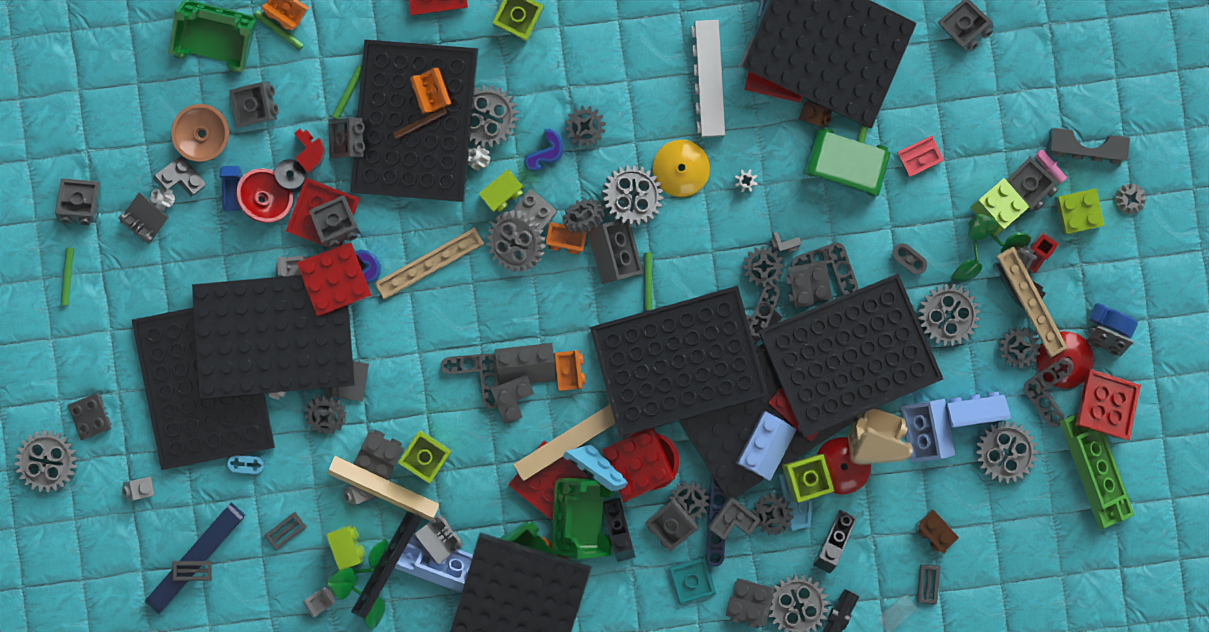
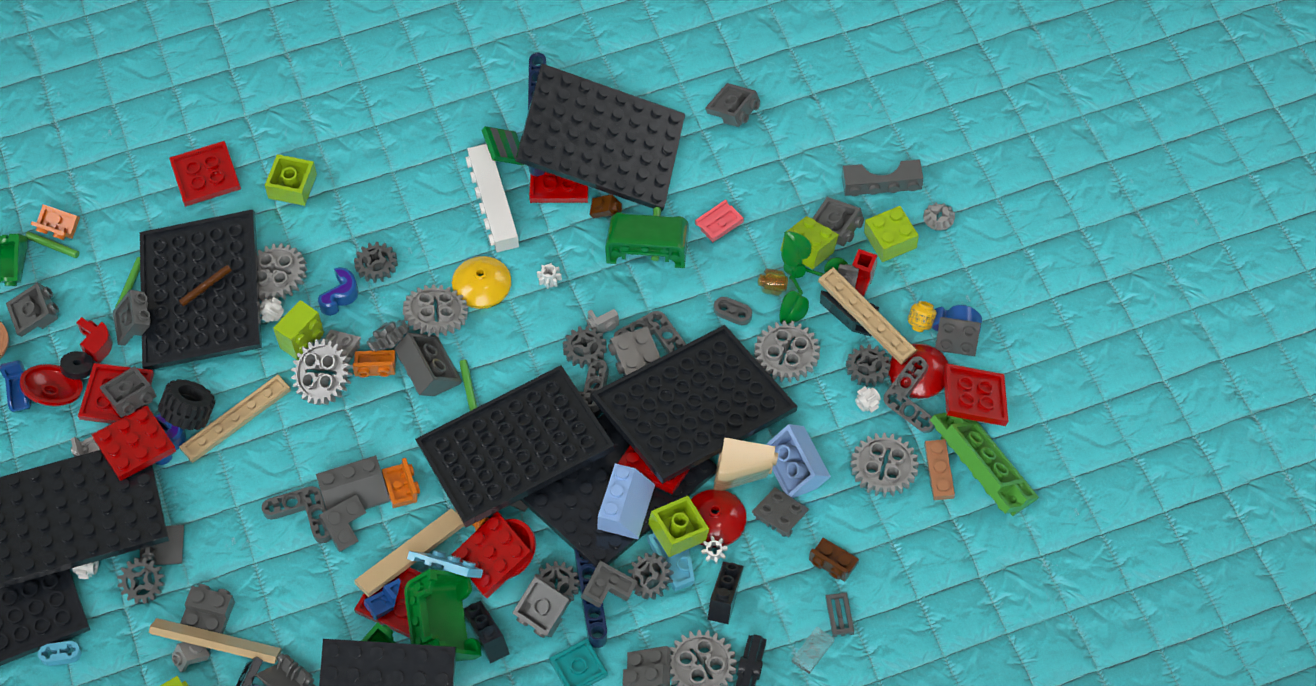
camera: 15 degrees left, 30 degrees down
(396, 241) = (186, 404): none -> black tyre
(425, 456) = (257, 598): lime brick -> none
(430, 91) = (211, 252): orange bracket -> none
(535, 485) = (384, 601): none -> blue slope
(731, 23) = (501, 144): none -> green tile
(834, 507) = (718, 544): none -> white gear
(902, 478) = (780, 512): none -> dark grey hinge
(954, 237) = (773, 281): none -> clear orange head
(977, 409) = (842, 430): light blue slope -> none
(1009, 383) = (868, 399): none -> white gear
(1050, 166) = (840, 196): bright pink axle -> none
(1054, 465) = (939, 469): none -> nougat plate
(1083, 309) = (921, 316): none -> yellow head

